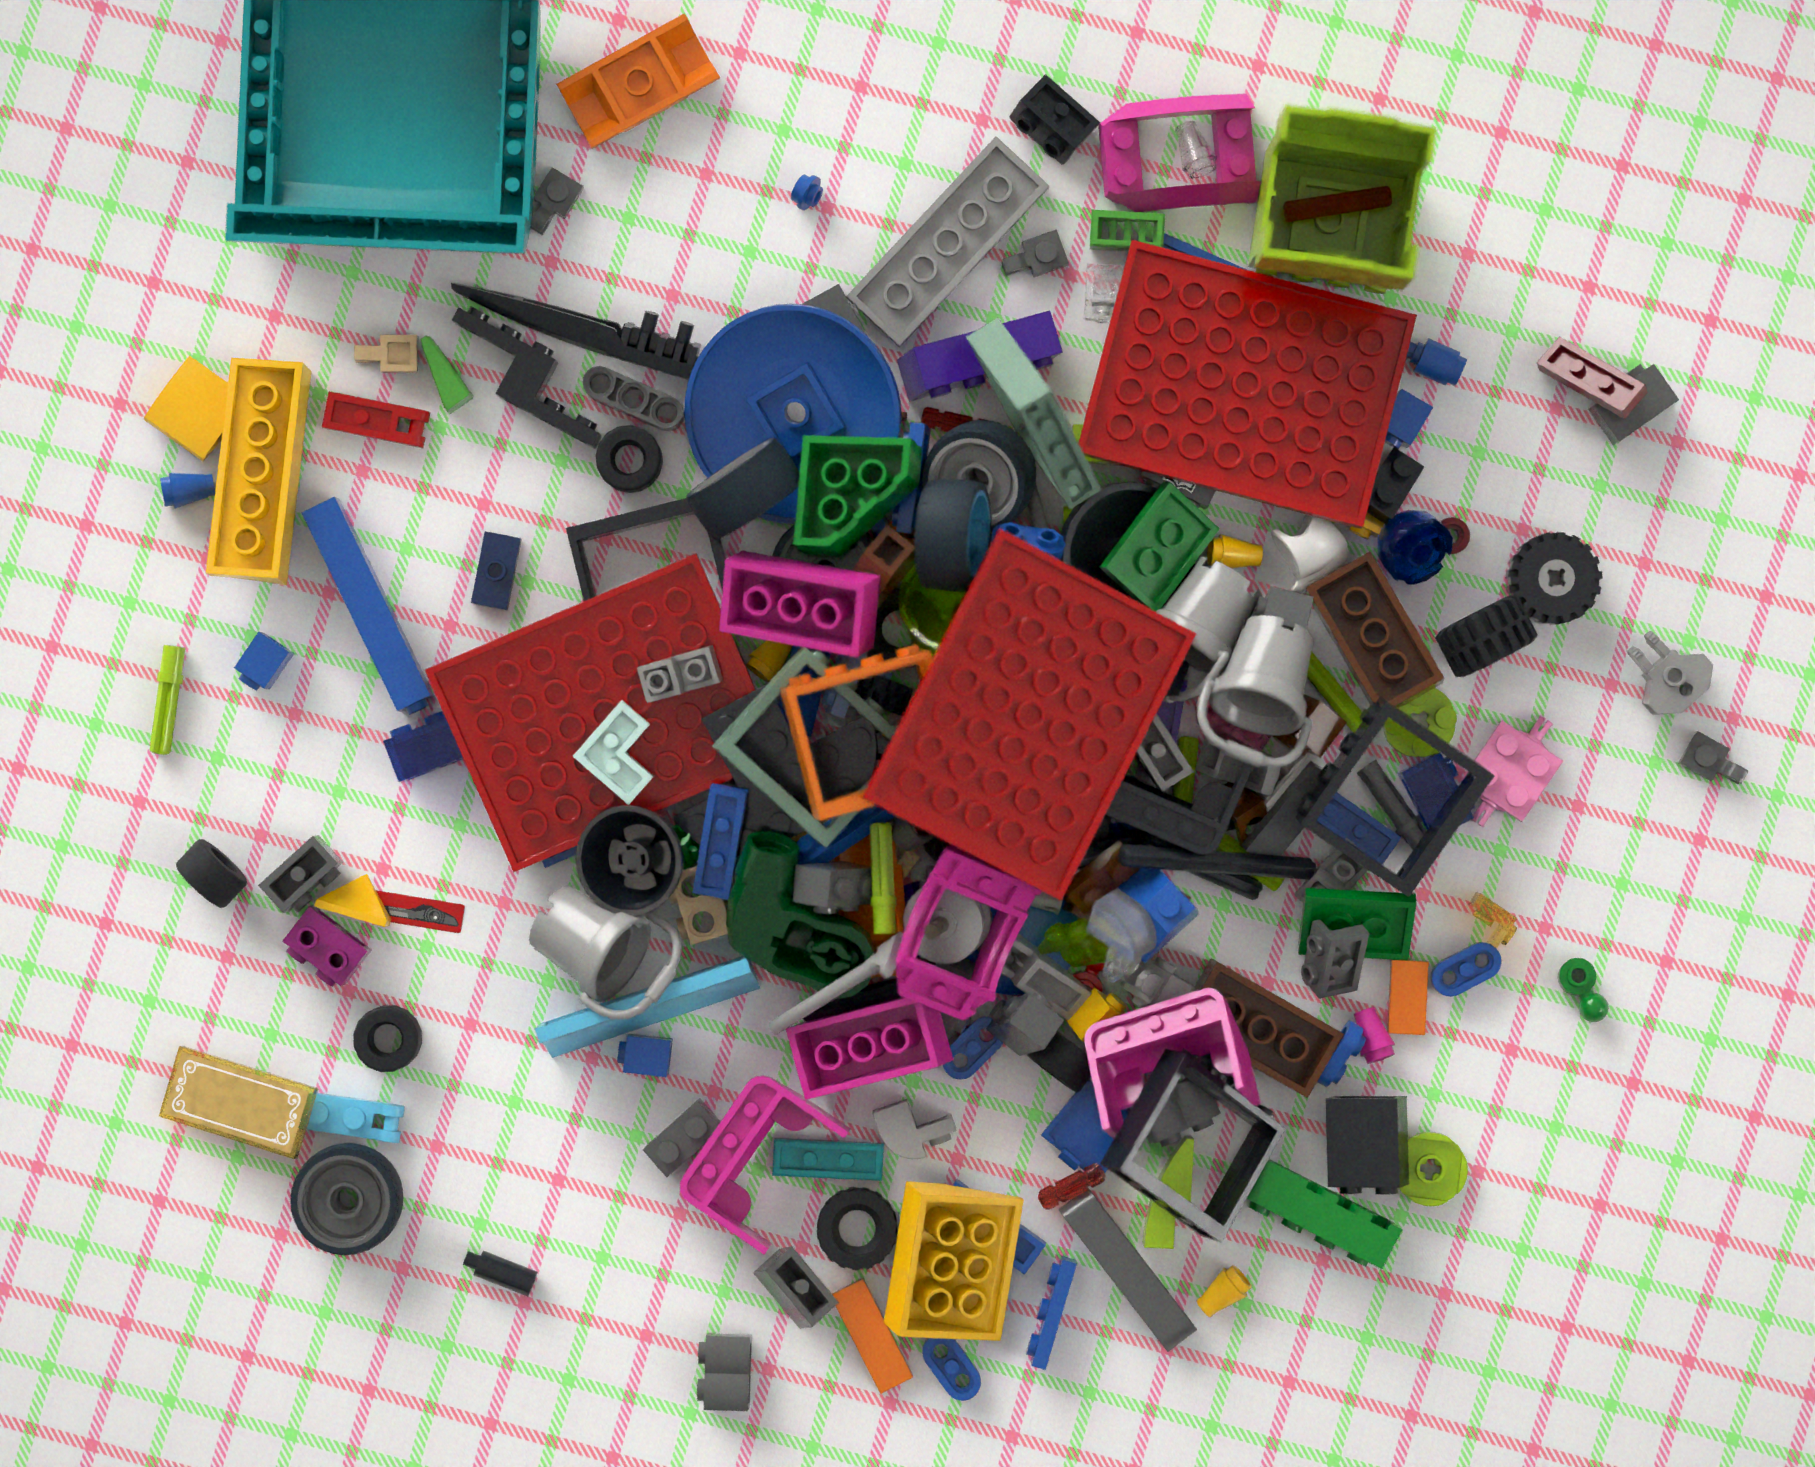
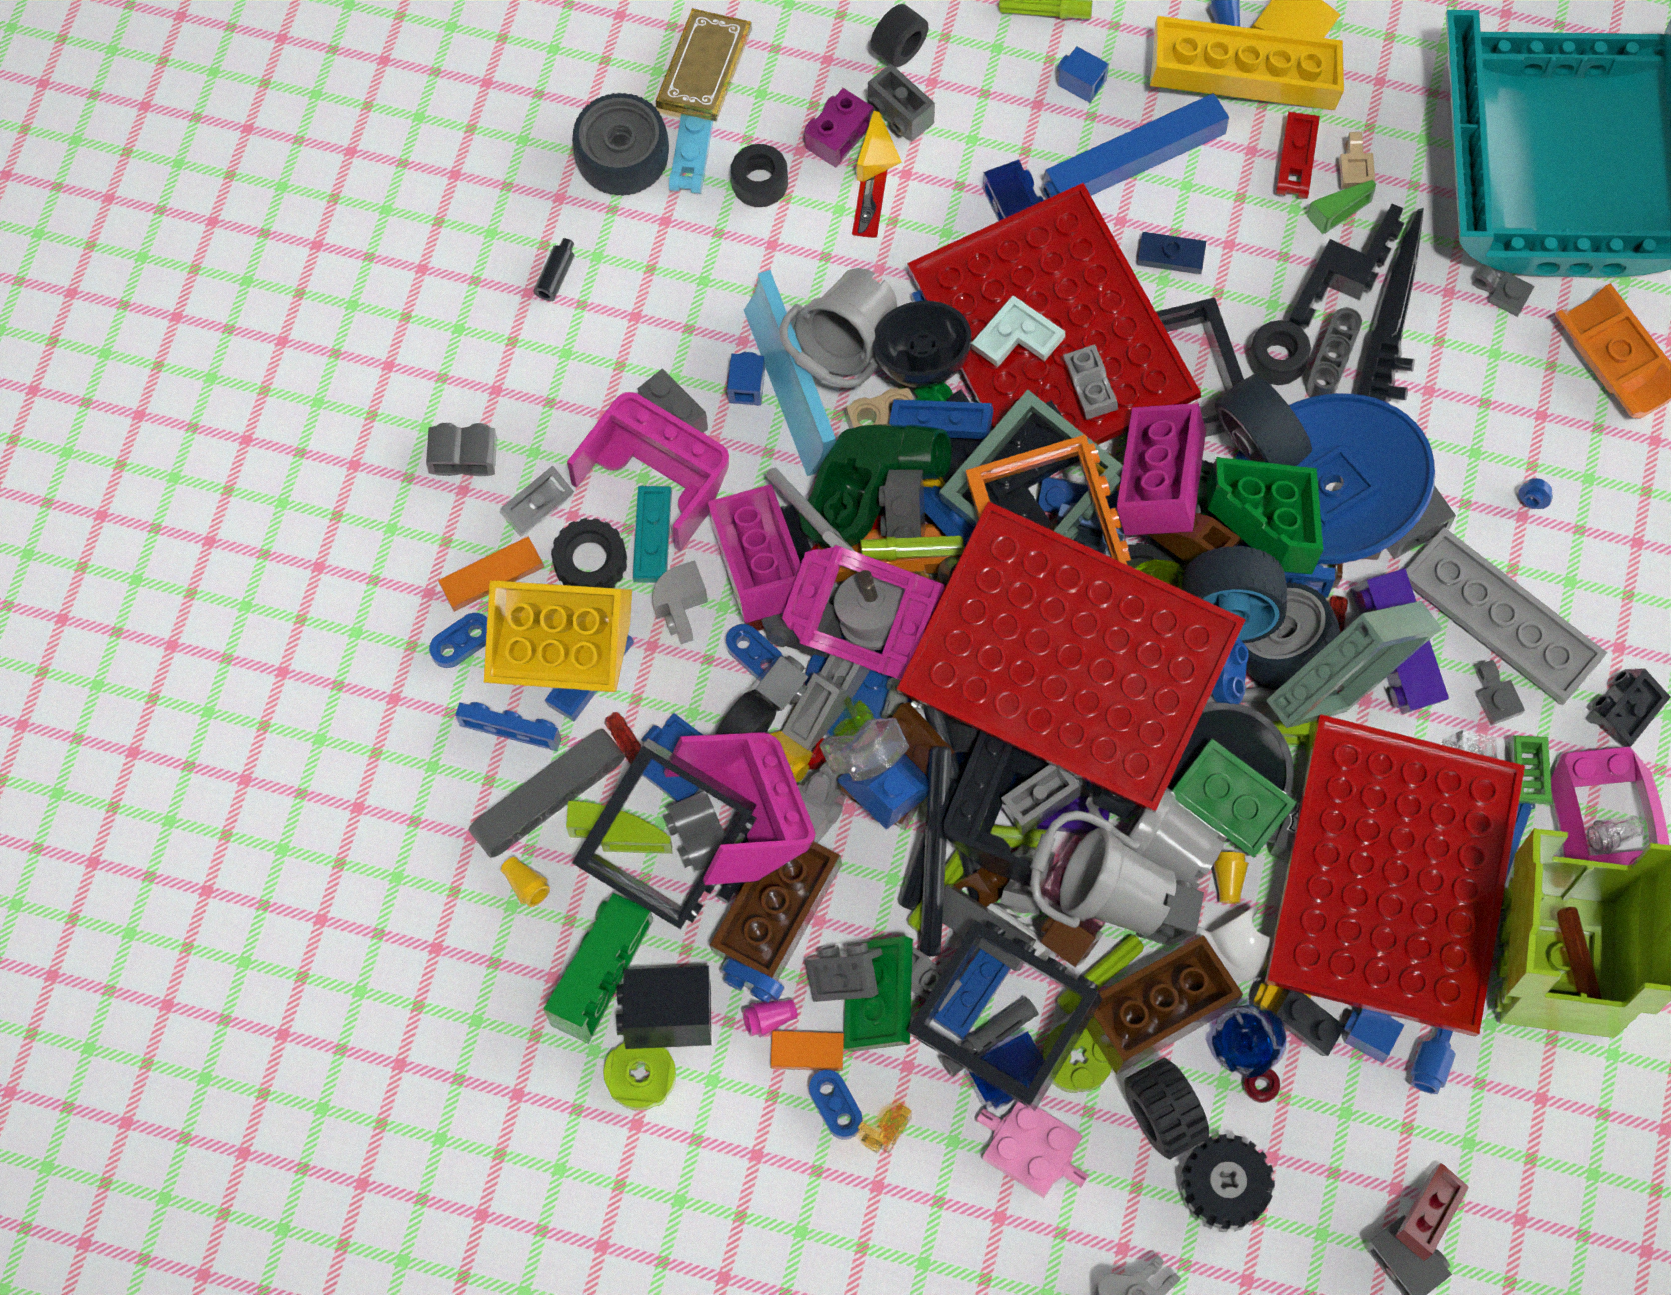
camera: 90 degrees right, 20 degrees down
(1592, 1006) = (801, 1230): green plate -> none

